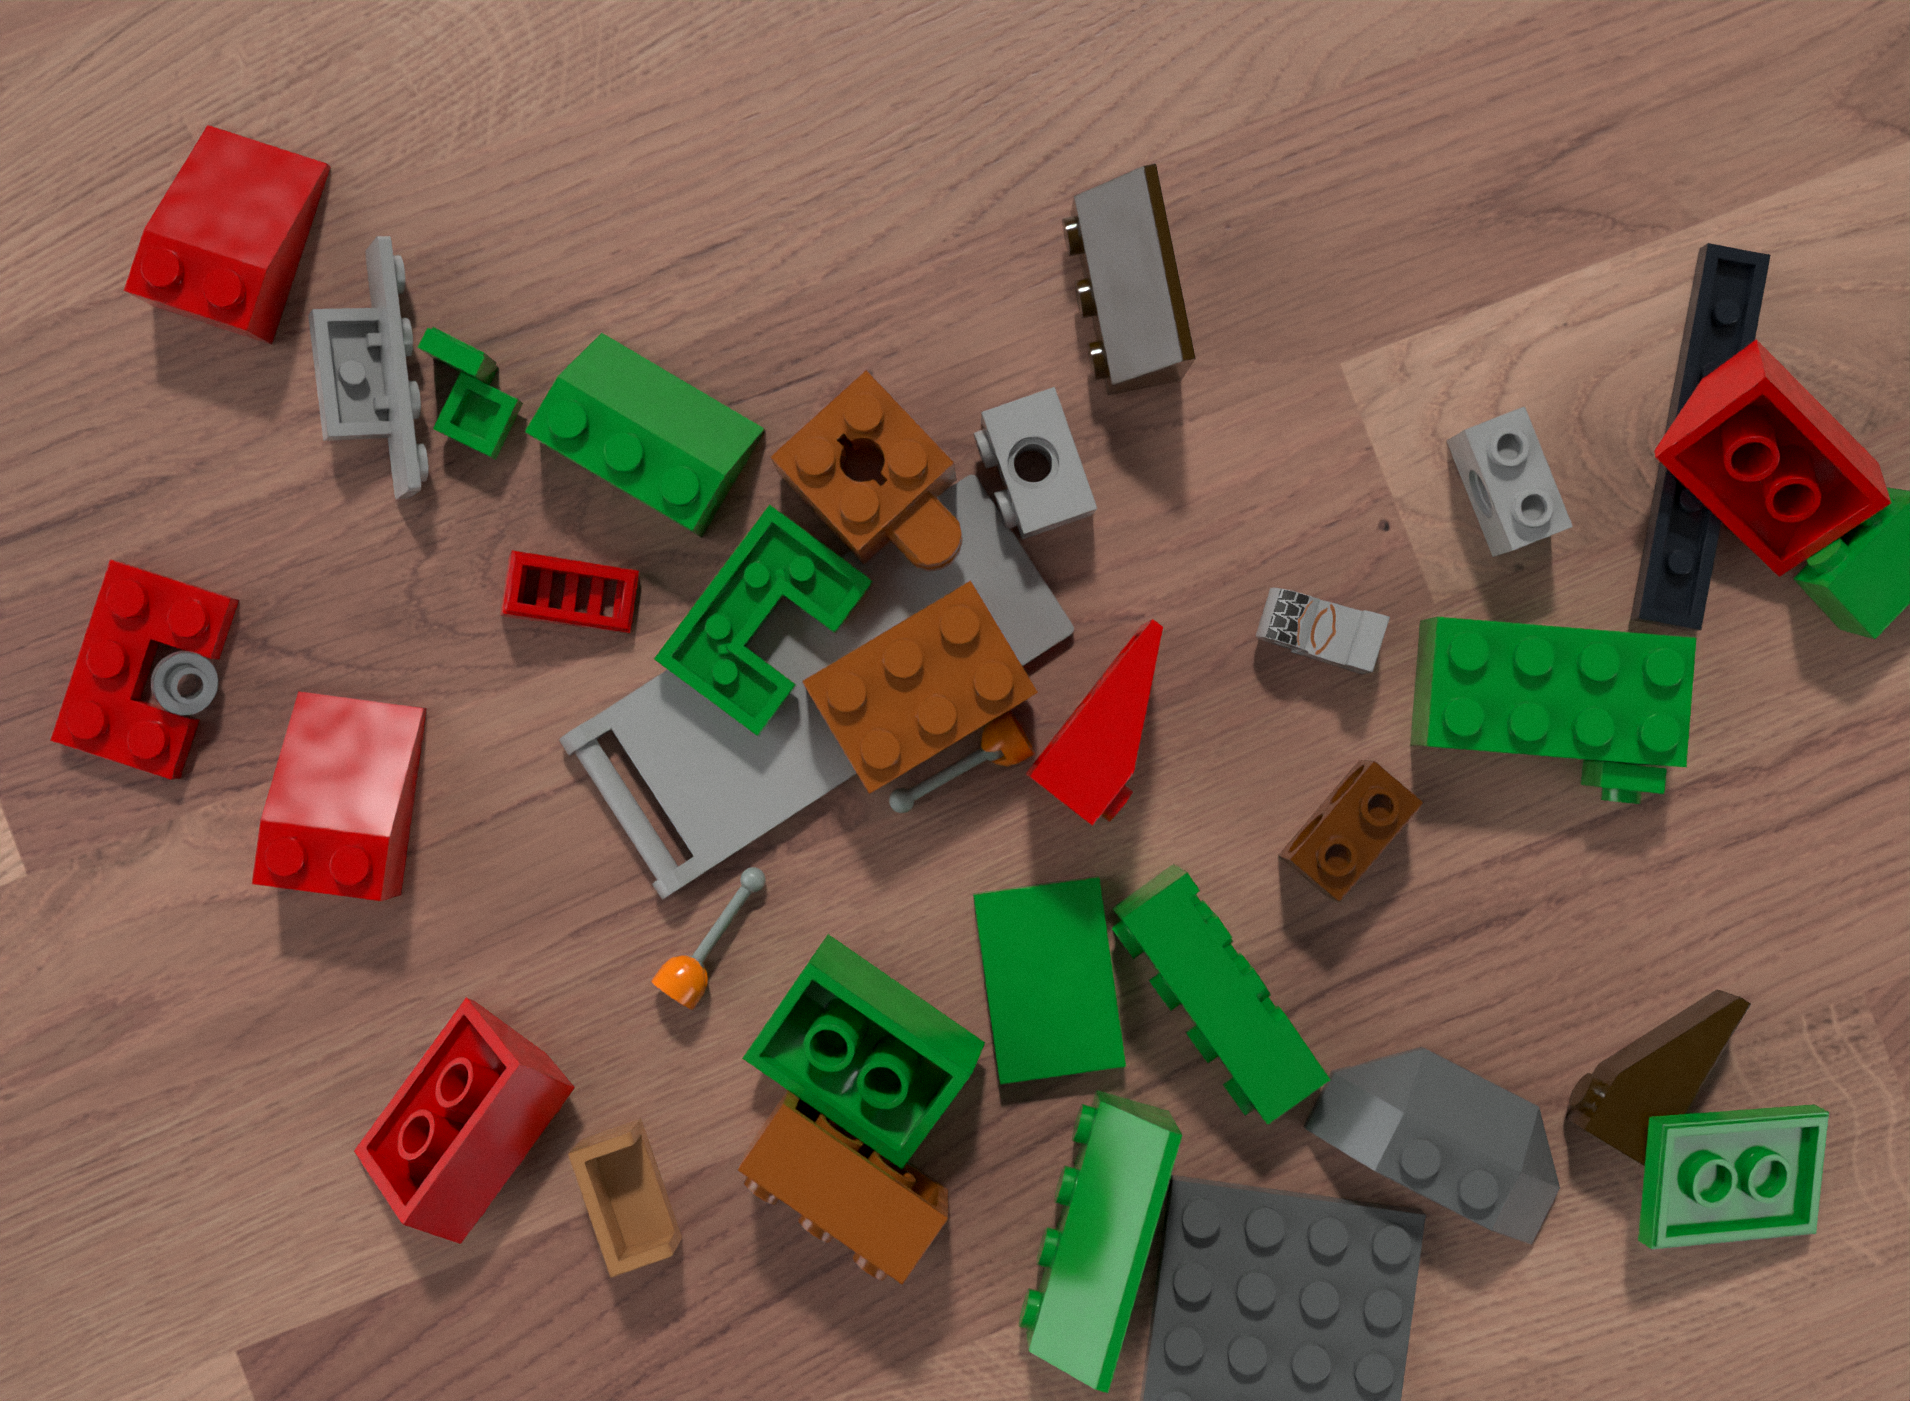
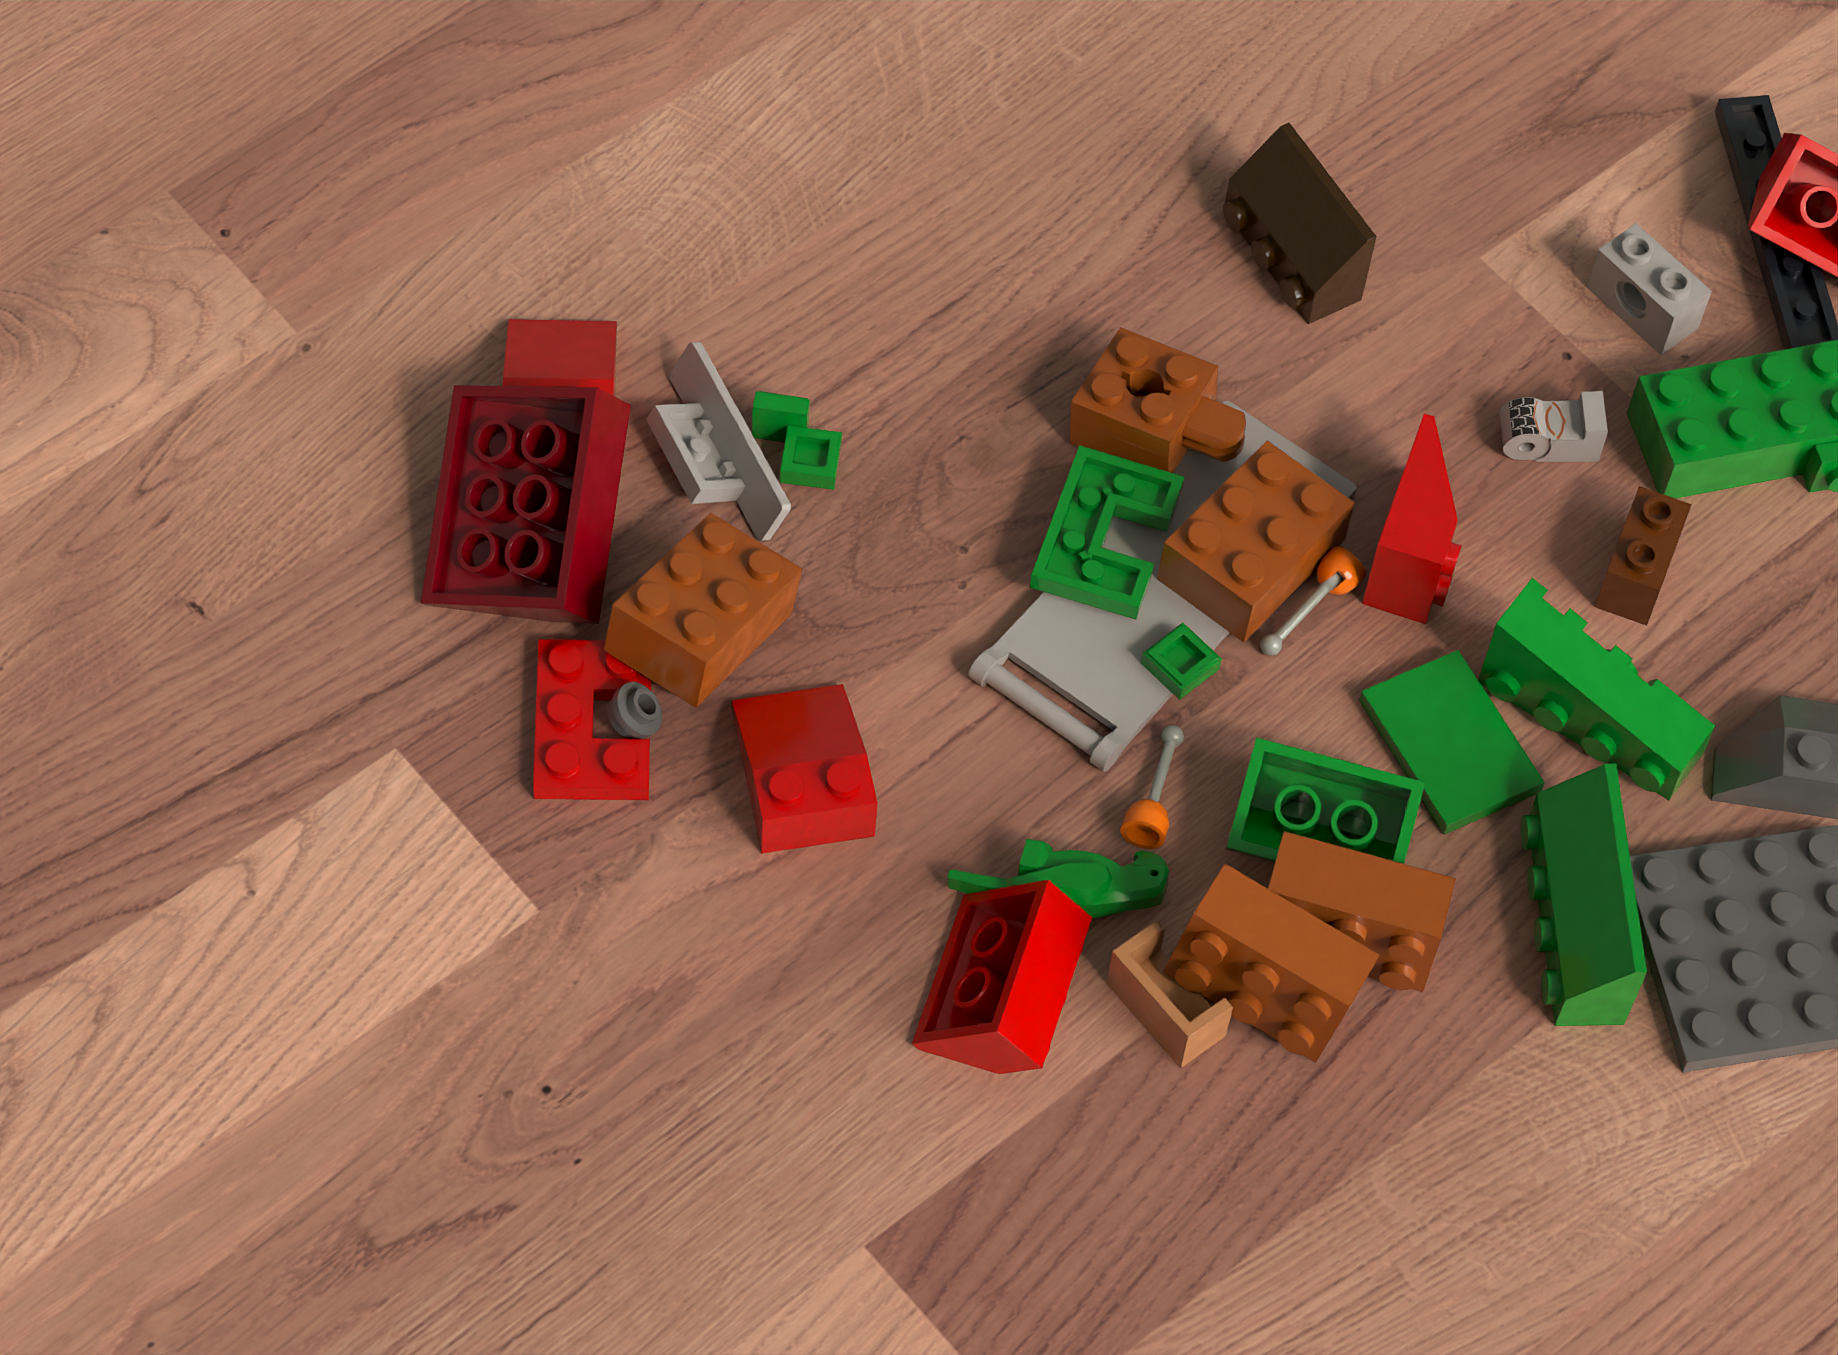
camera: 20 degrees left, 30 degrees down
(126, 403) = (526, 502): none -> dark red slope
(279, 592) = (702, 609): none -> dark orange brick
(515, 581) = (899, 580): red slope -> none
(578, 1032) = (1085, 877): none -> green animal
(646, 432) = (952, 442): green slope -> none
(725, 1229) = (1270, 963): none -> dark orange brick
(789, 802) = (1181, 661): none -> green tile
(1038, 426) = (1304, 381): light grey brick -> none

